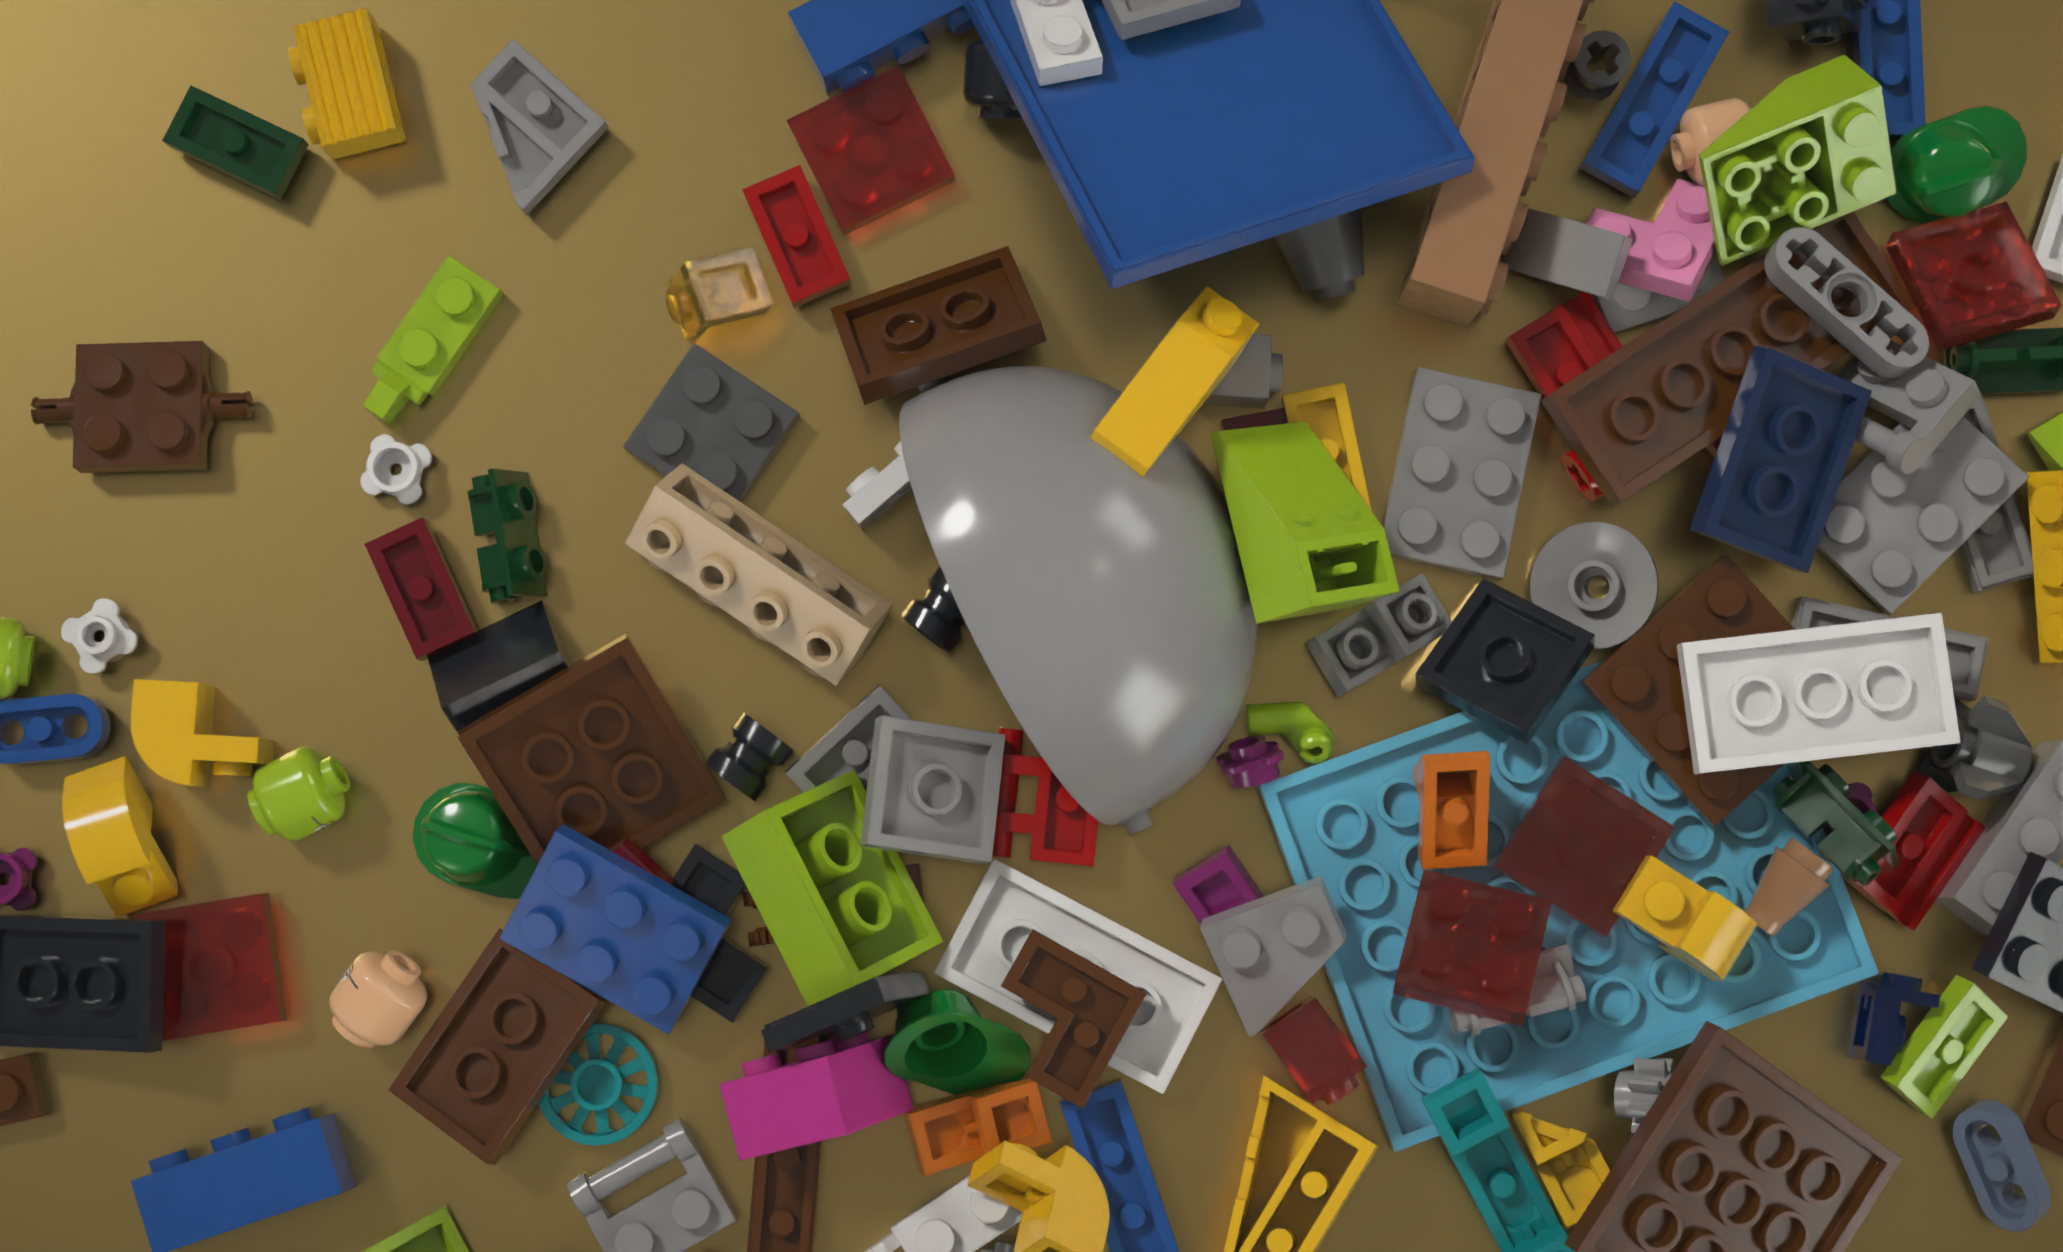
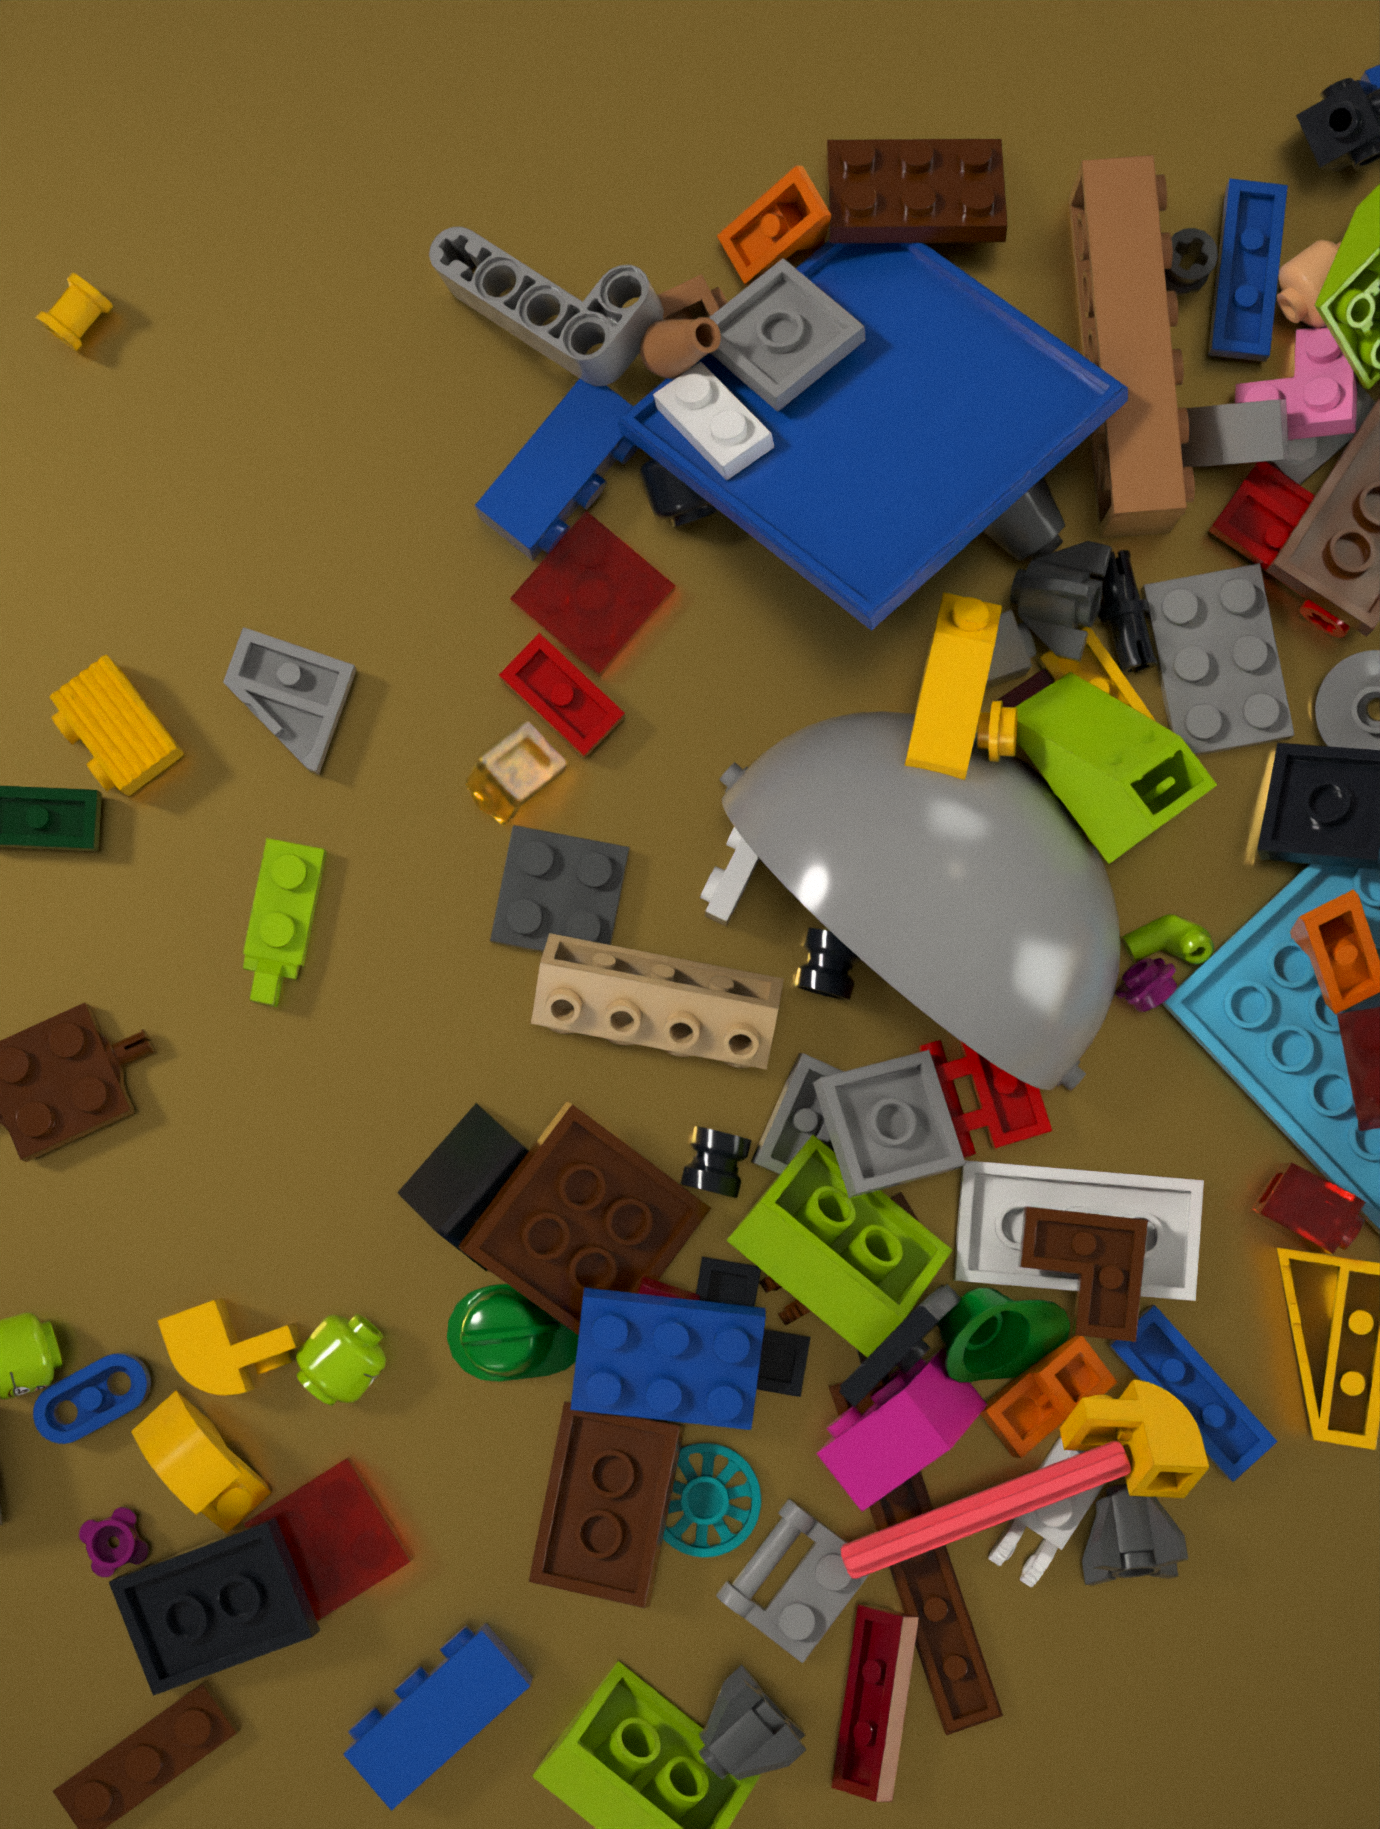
camera: 20 degrees left, 0 degrees up
(118, 637) = (122, 1290): white plate -> none
(377, 998) = (485, 1506): light nougat head -> none
(378, 475) = (288, 1031): white plate -> none
(421, 588) = (369, 1137): dark red plate -> none
(506, 506) = (412, 1035): dark green hinge -> none
(864, 1211) = (985, 1509): none -> coral axle
(937, 325) = (719, 721): reddish brown plate -> none
(1200, 444) = (998, 731): none -> yellow plate
(1216, 884) = (1167, 1106): magenta plate -> none
(1273, 947) = (1236, 1135): light grey wing -> none
(1327, 342) = (1060, 596): none -> dark grey brick
(1379, 635) = (1210, 830): light grey slope -> none
(1387, 386) = (1126, 615): none -> black pin

